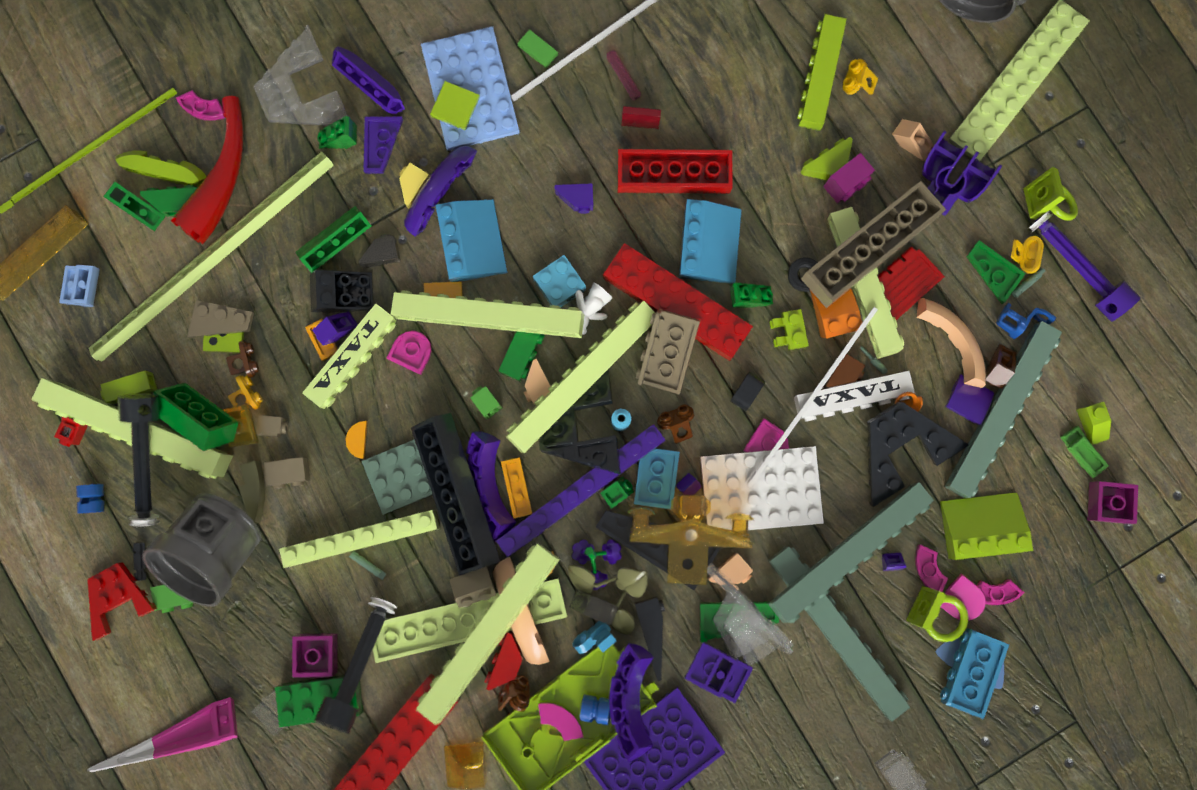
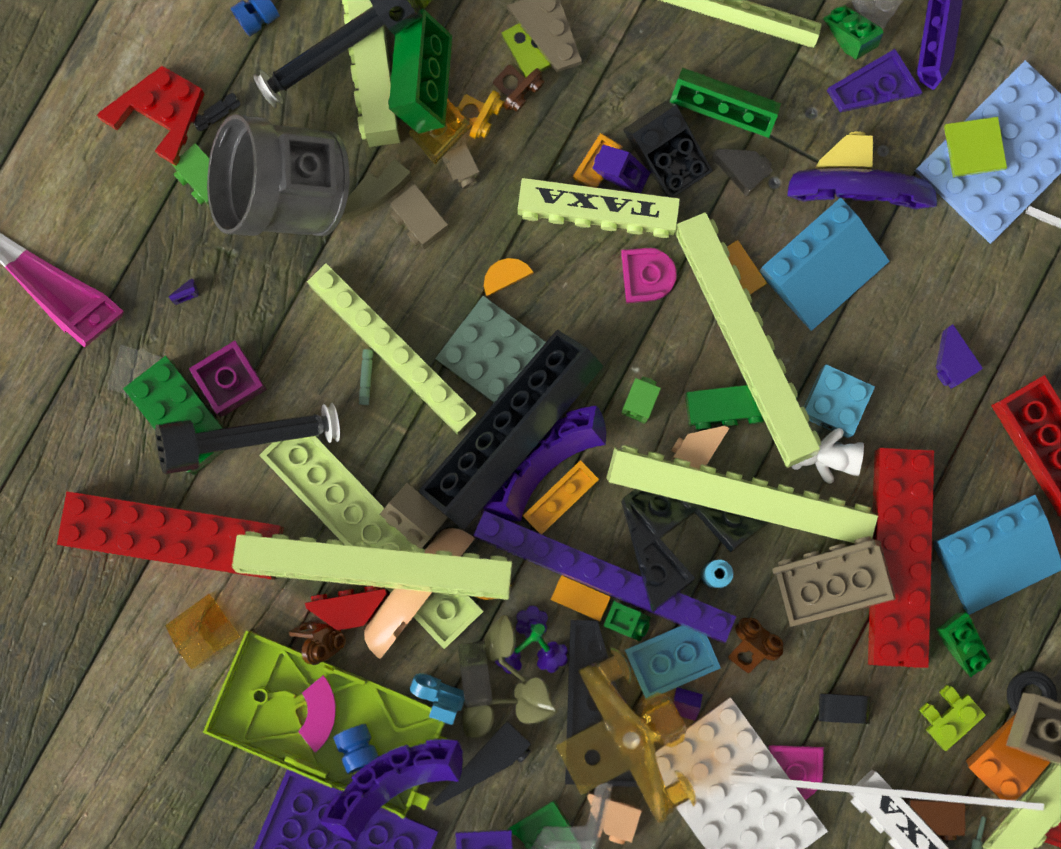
camera: 60 degrees right, 0 degrees up
(243, 649) = (185, 292): none -> dark purple slope
(586, 512) = (580, 598): none -> light orange tile

